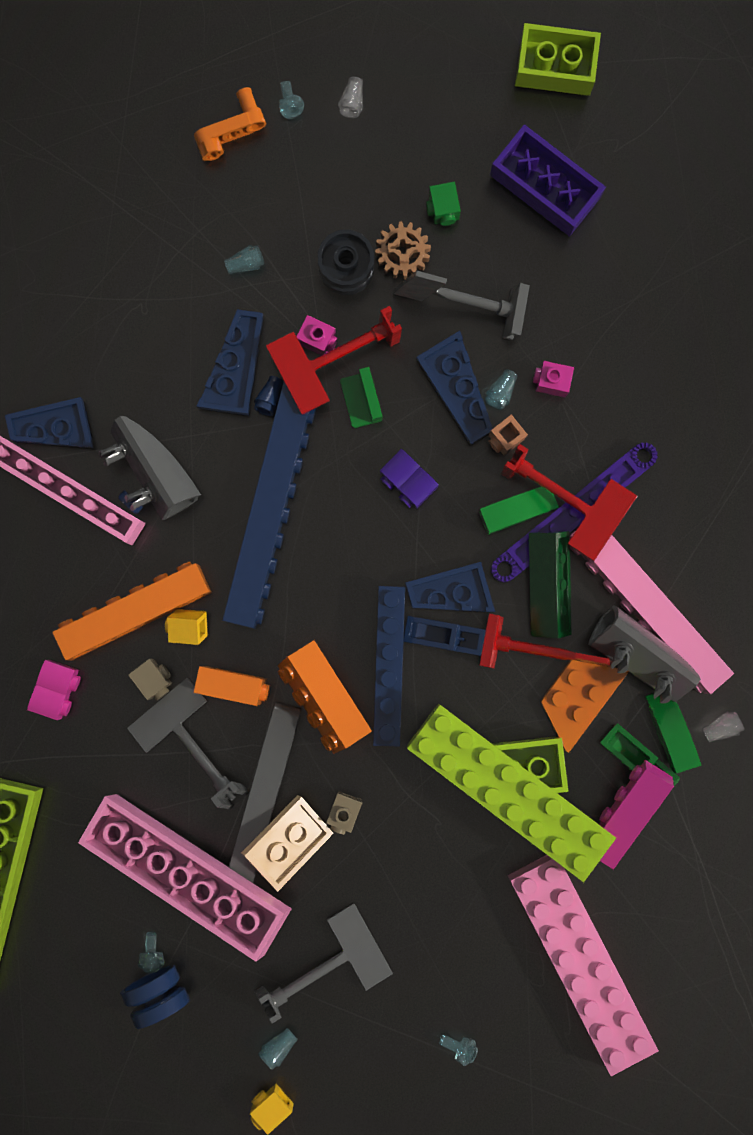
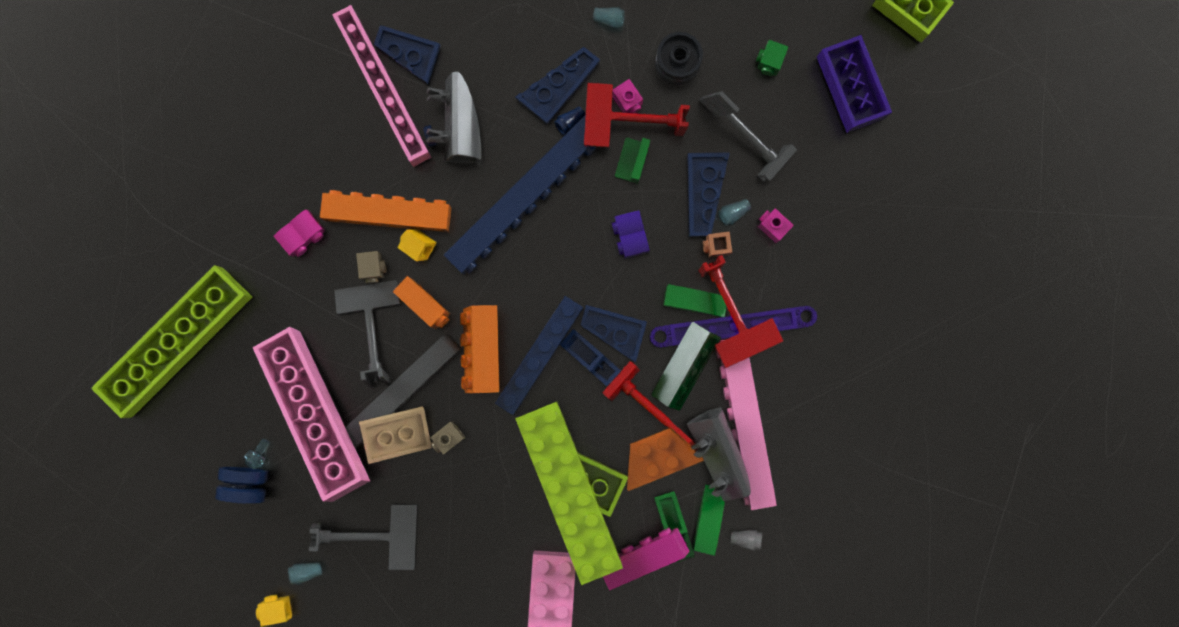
camera: 30 degrees right, 0 degrees up
(393, 252) = (731, 77): medium nougat gear -> none

